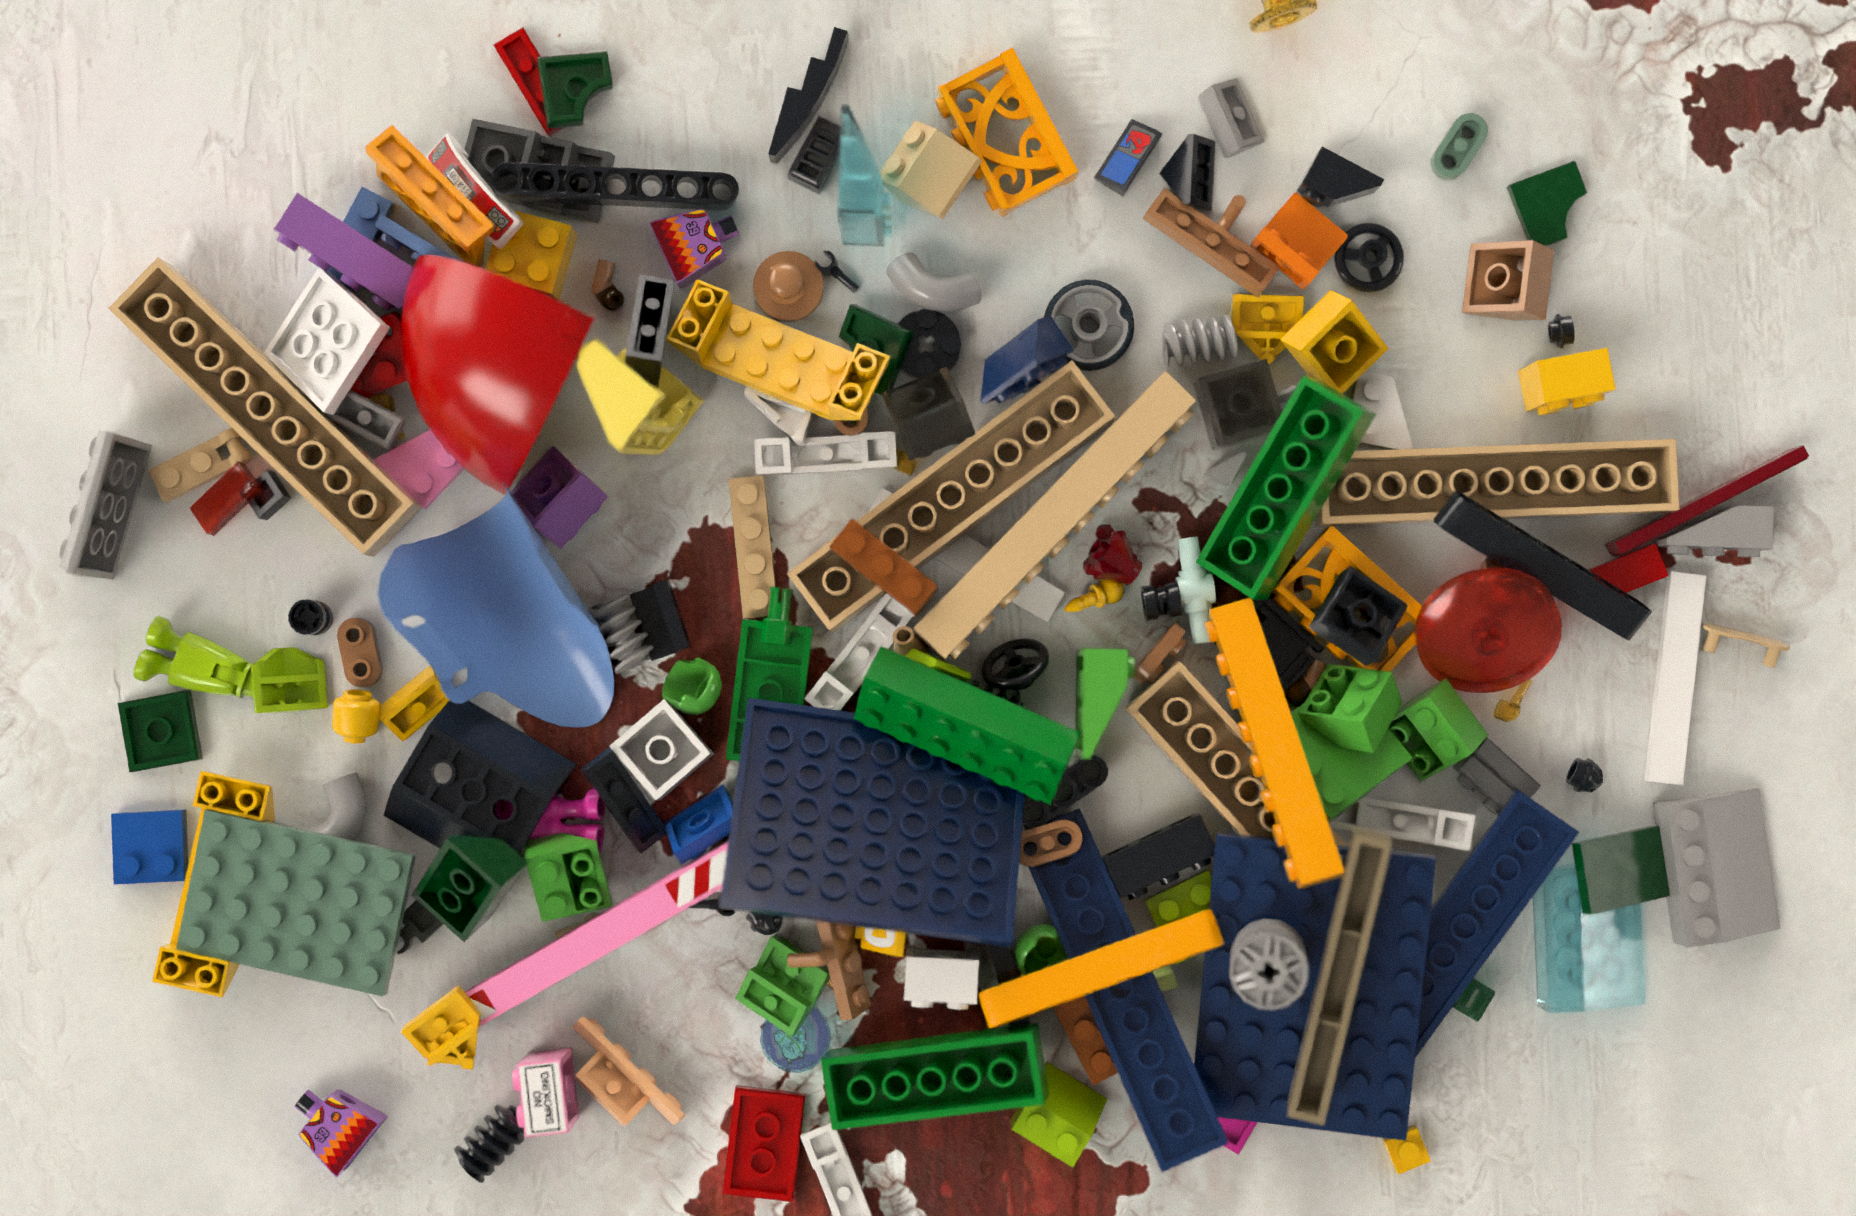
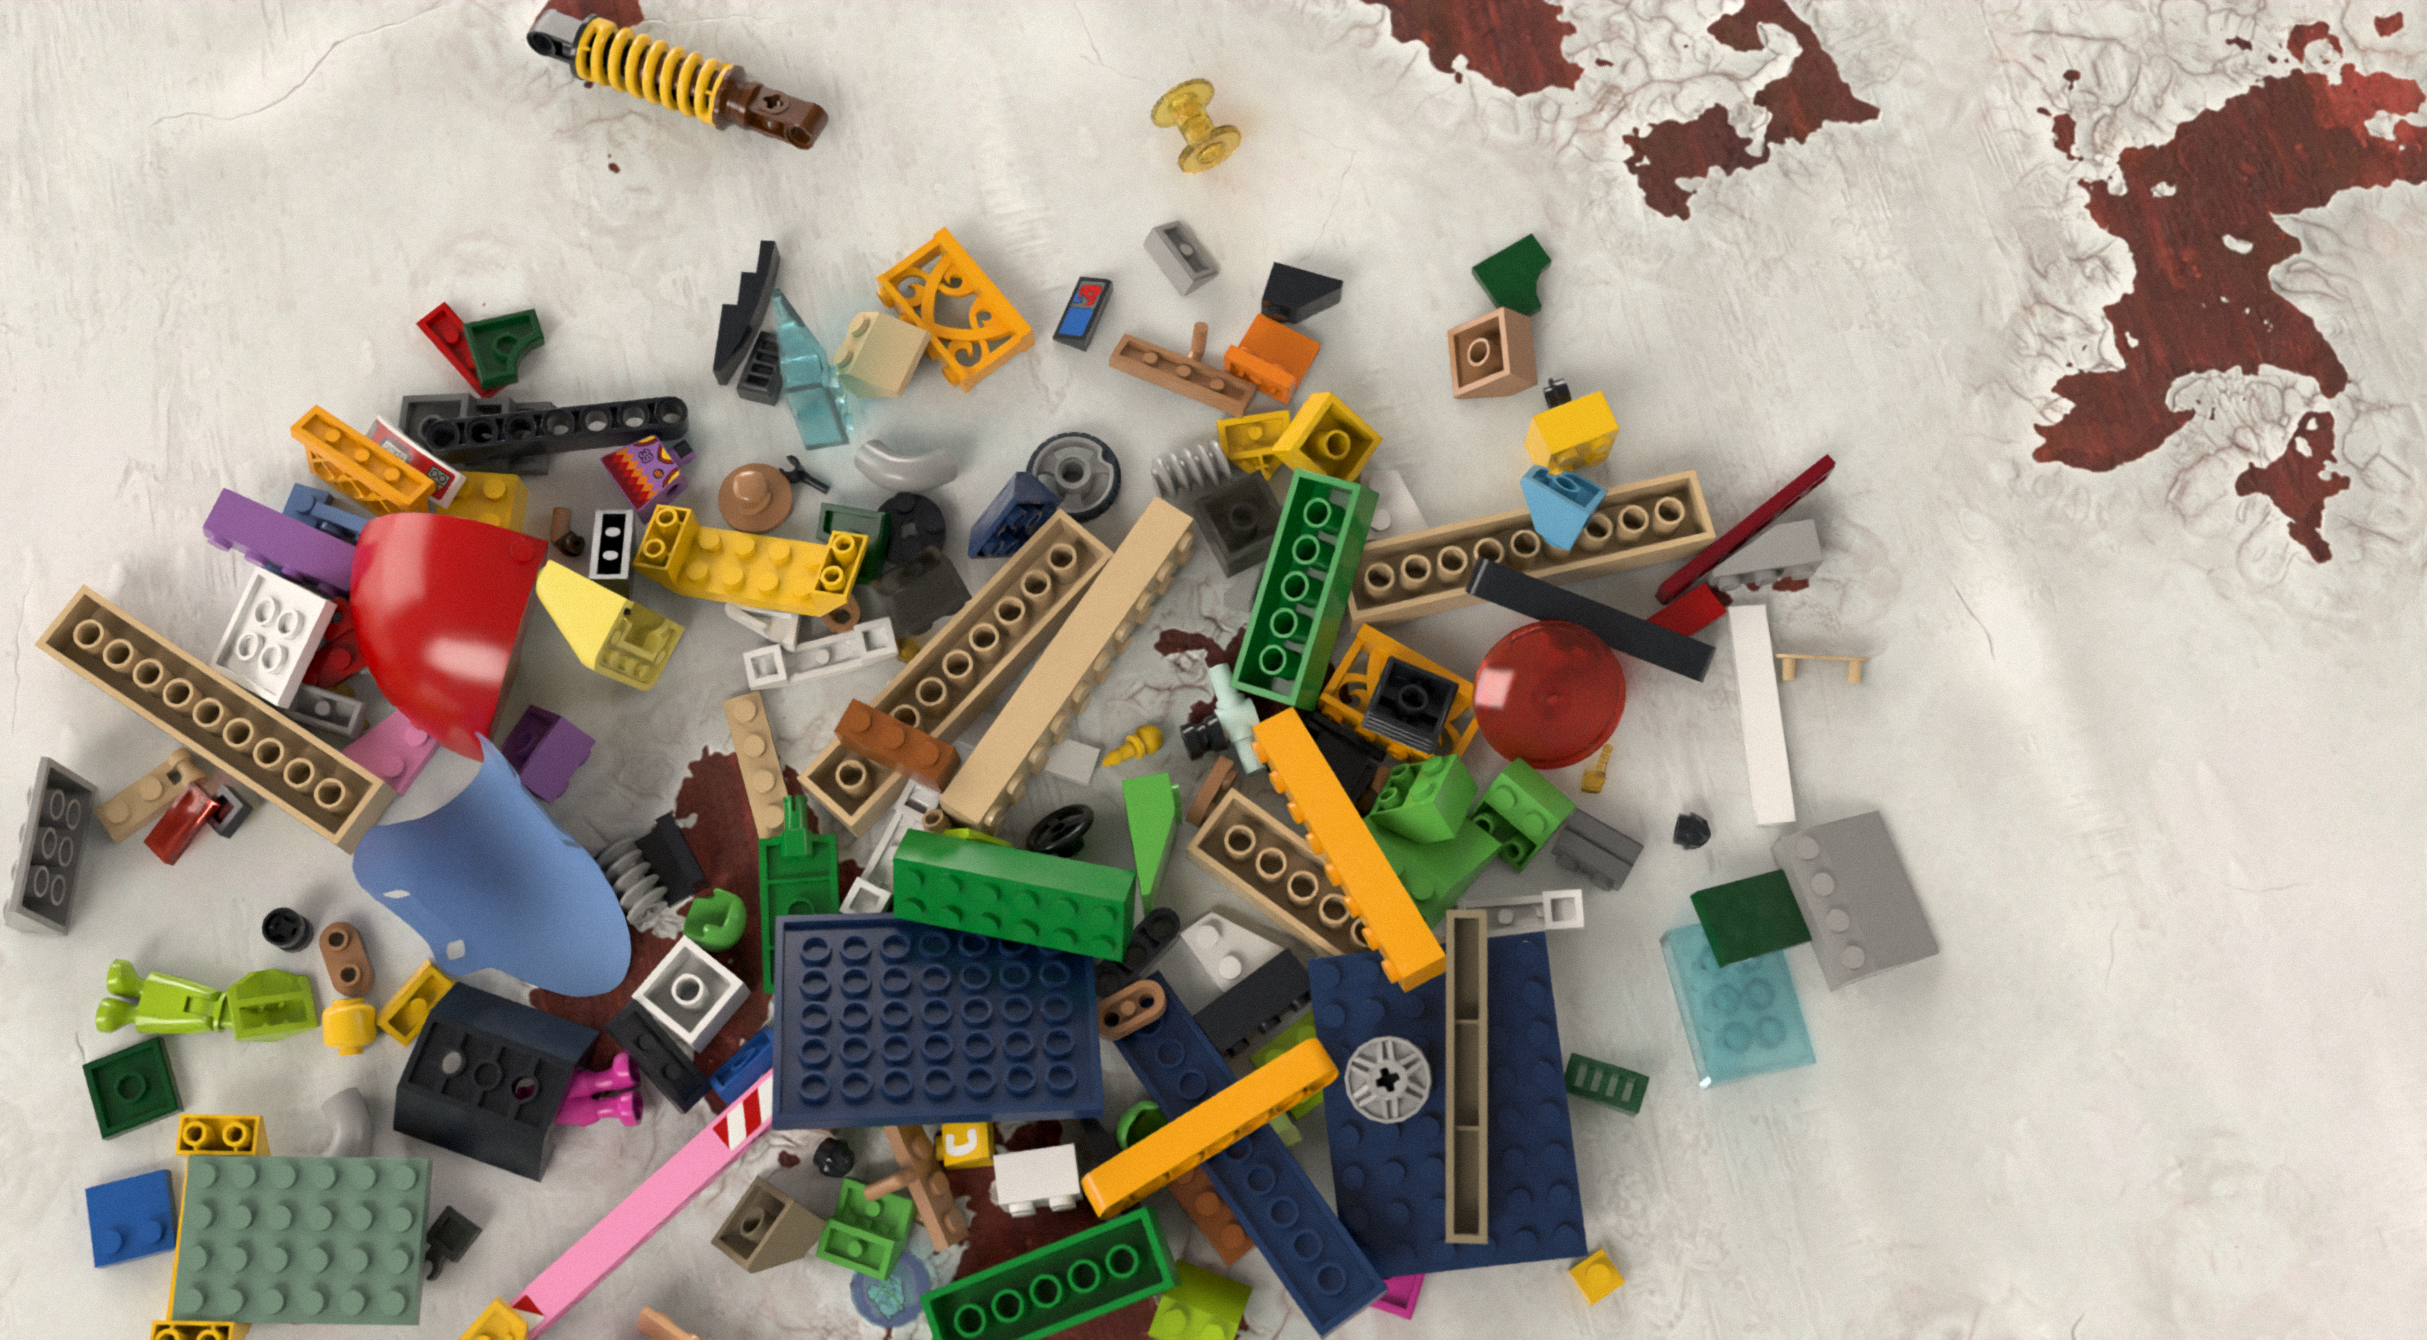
camera: 10 degrees left, 15 degrees down
(468, 881) = (494, 1174): dark green slope -> none
(566, 875) = (605, 1150): bright green slope -> none
(696, 968) = (767, 1229): none -> dark tan slope
(712, 904) = (774, 1157): black hand -> none
(1112, 557) = (1142, 701): dark red rock -> none
(1145, 801) = (1227, 949): none -> white wing
(1192, 171) = (1151, 313): black slope -> none
(1380, 251) = (1350, 347): black piece -> none
(1457, 147) = (1411, 243): sand green plate -> none
(1486, 901) = (1612, 981): dark blue plate -> none
(1544, 454) = (1560, 504): none -> dark azure slope

